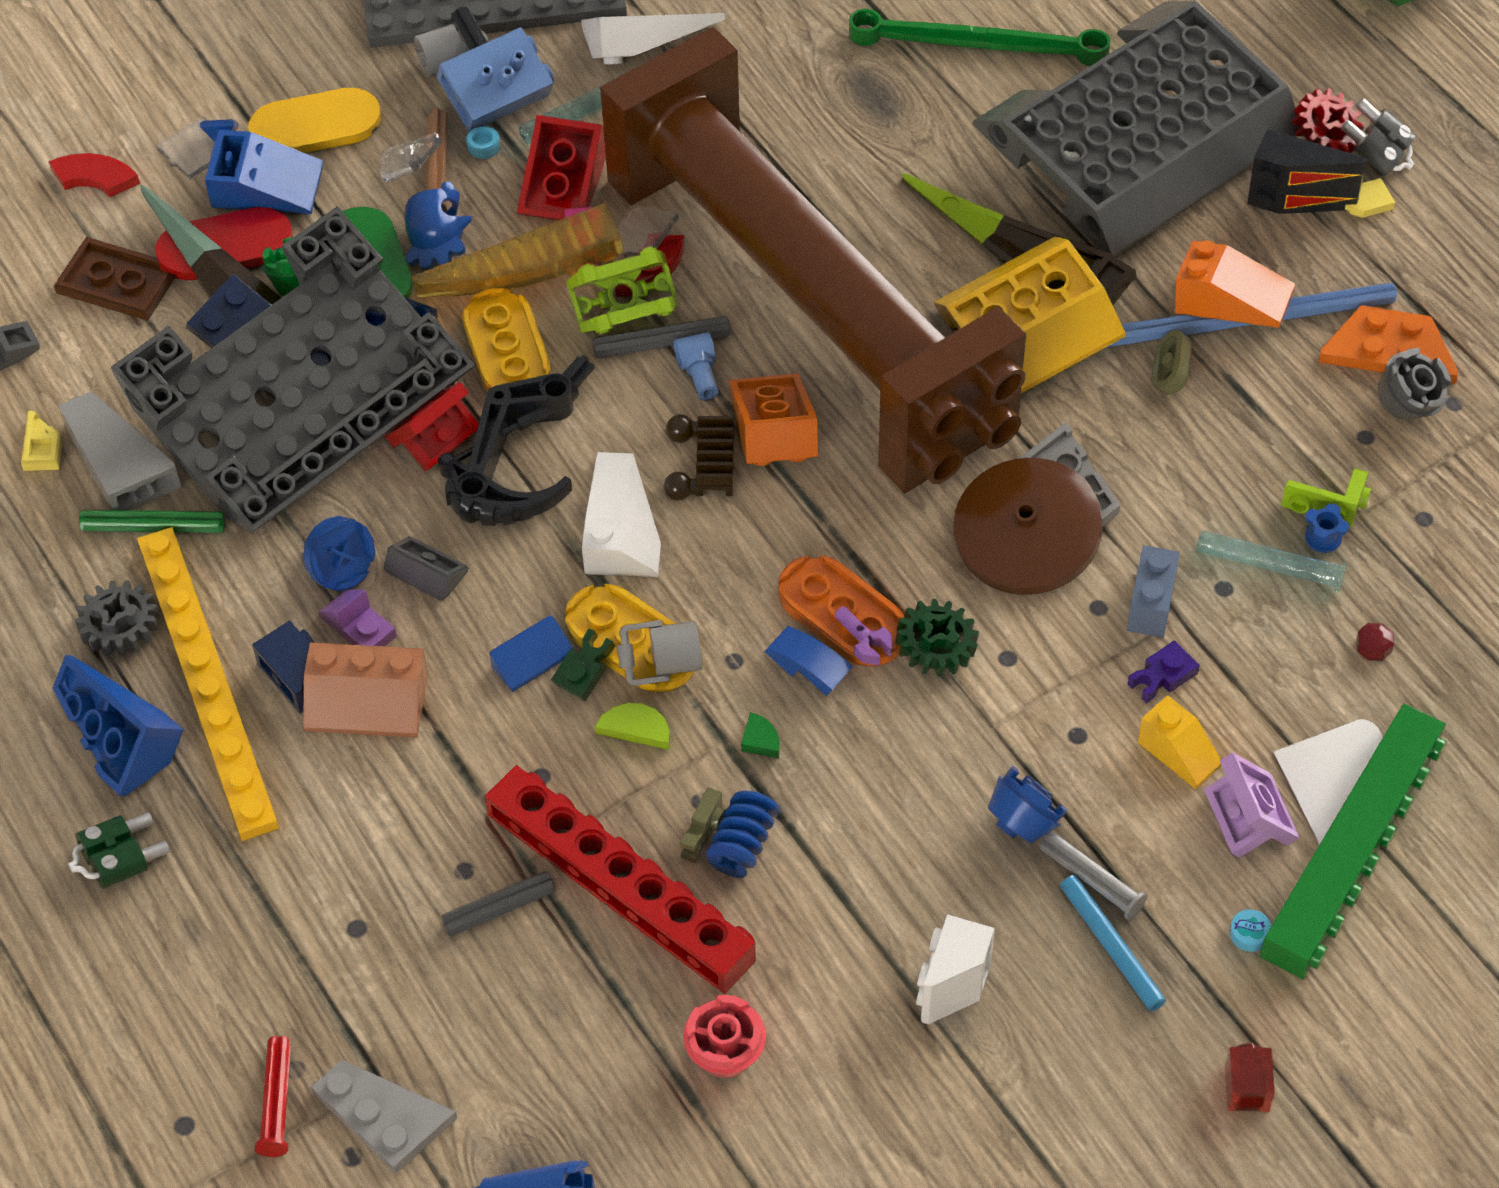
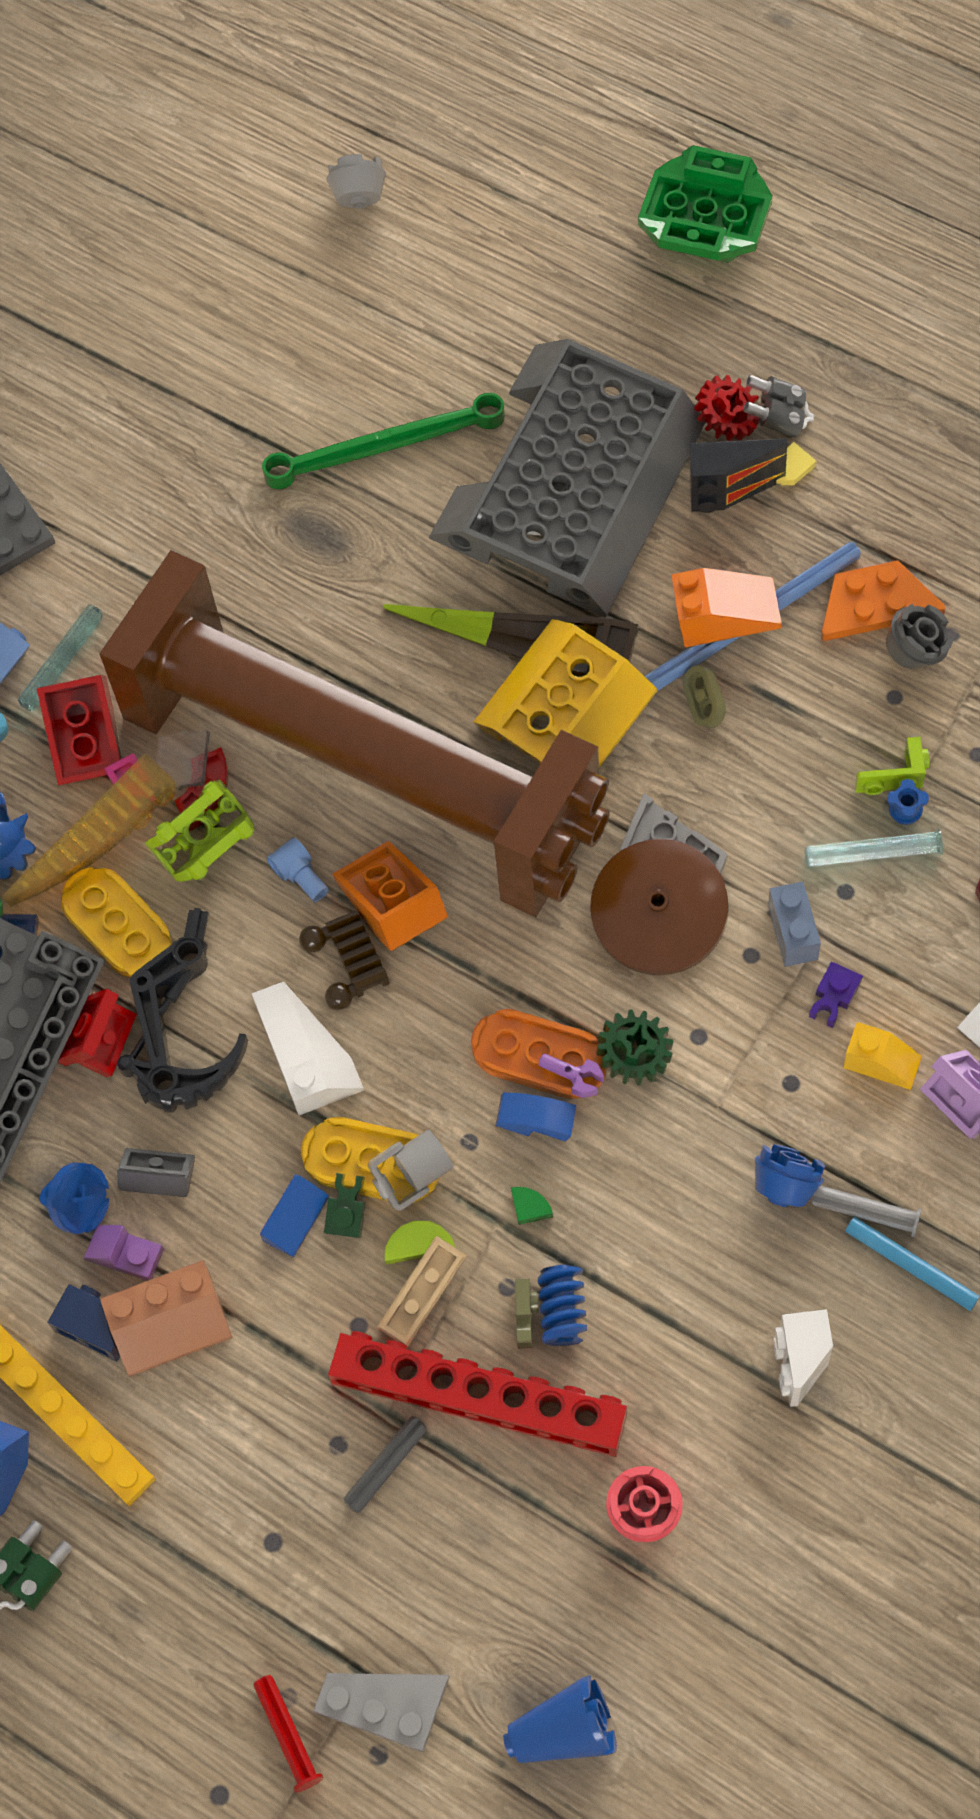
camera: 20 degrees left, 10 degrees up
(615, 767) = (421, 1291): none -> tan tile
(631, 35) = (70, 569): white wedge -> none
(658, 336) = (250, 856): dark grey axle -> none

